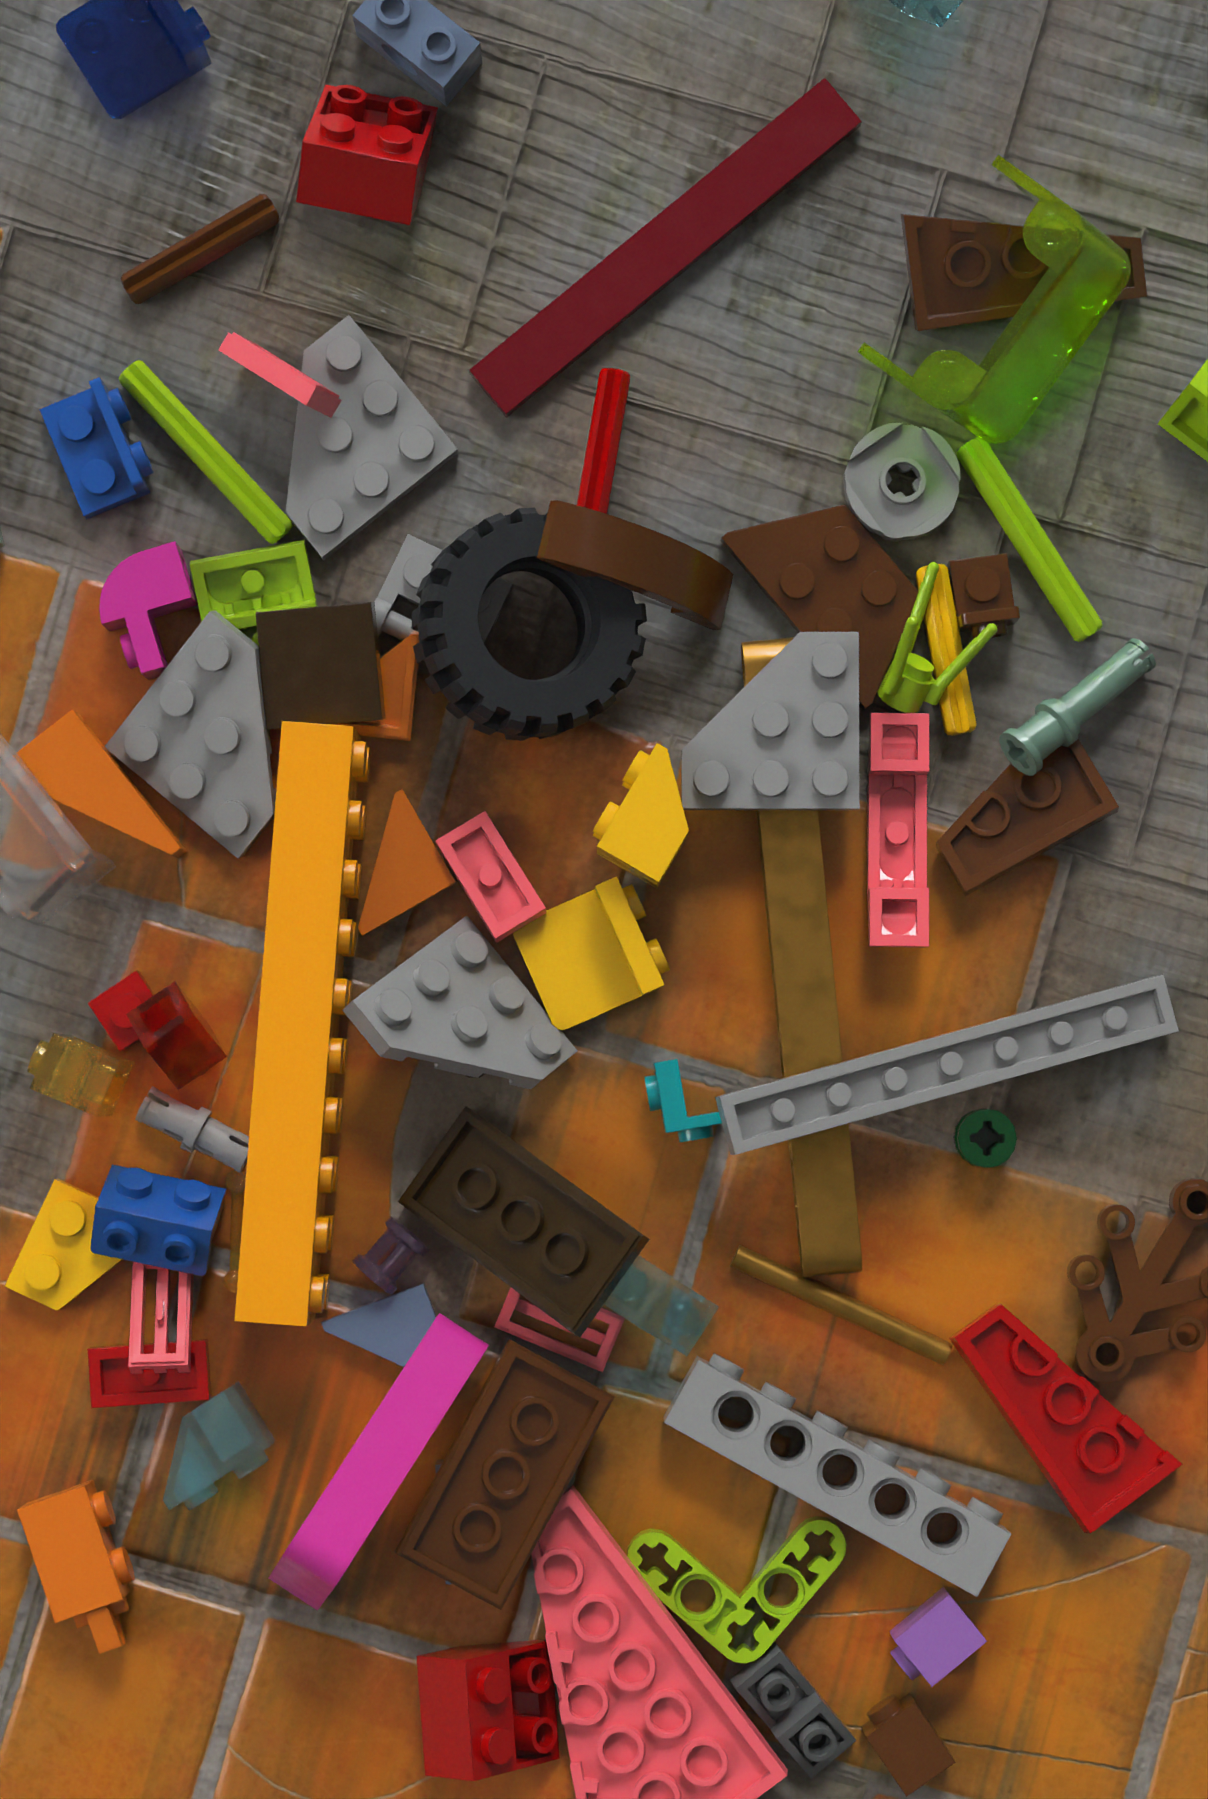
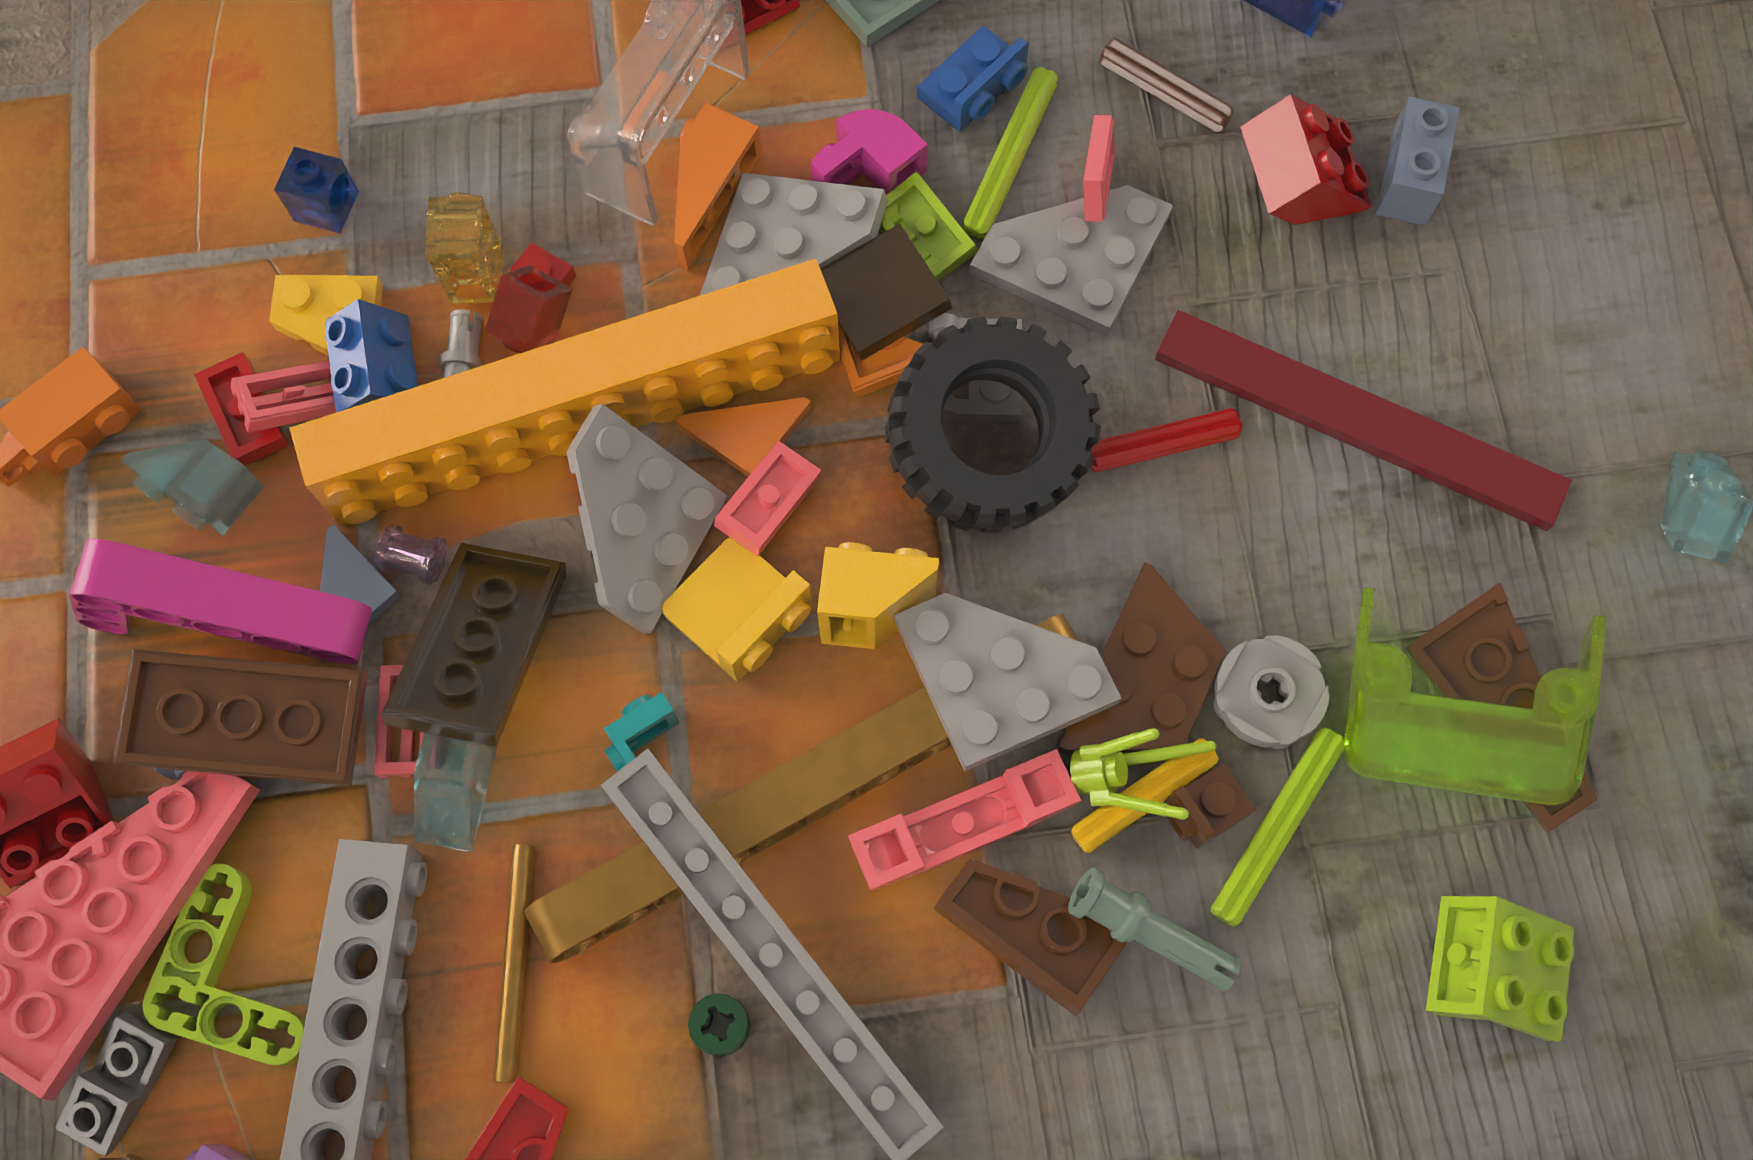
camera: 70 degrees right, 15 degrees down
(638, 560) = (1089, 486): reddish brown slope -> none

